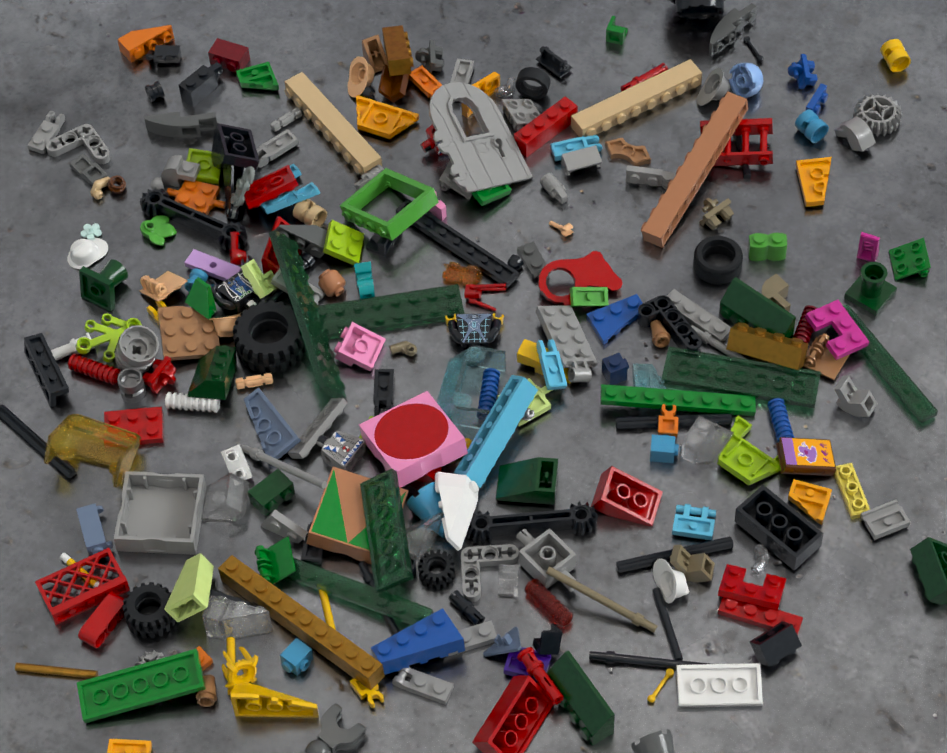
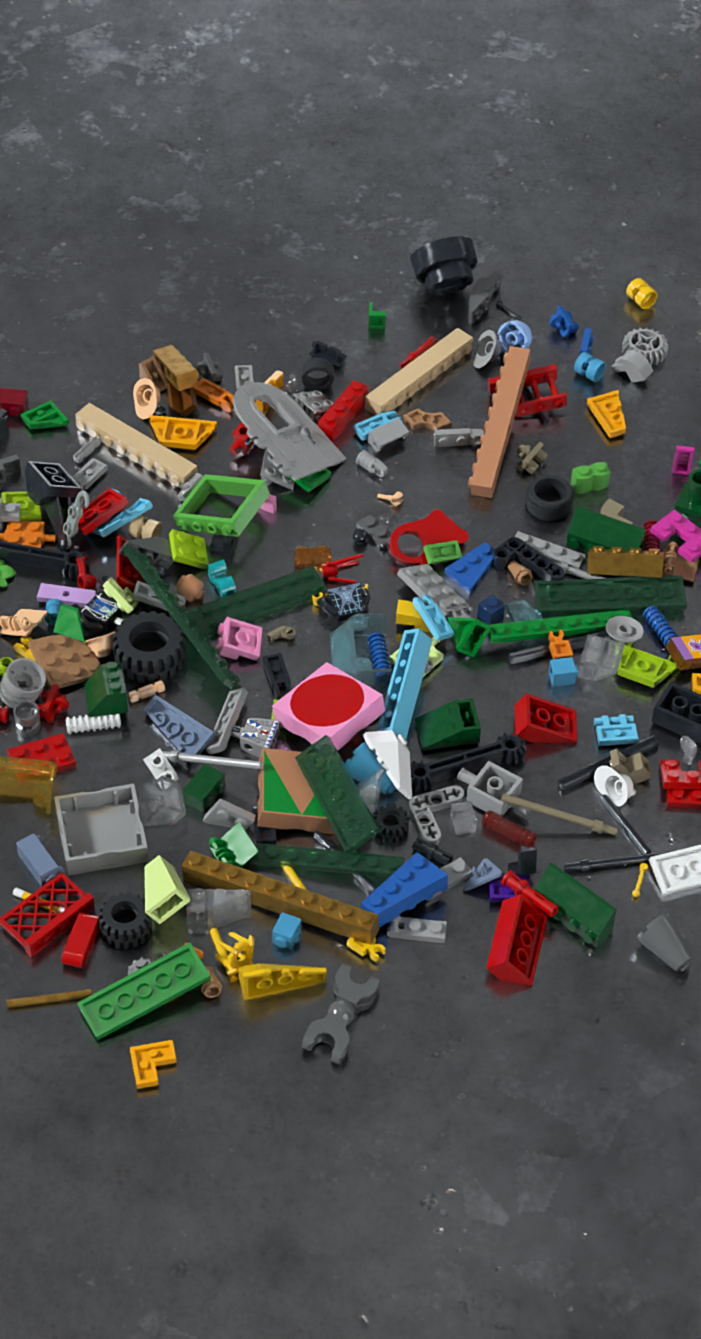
camera: 20 degrees left, 5 degrees down
(464, 247) = (303, 531): black plate -> none
(580, 390) = (468, 634): none -> green slope
(738, 417) = (624, 629): none -> light grey dish

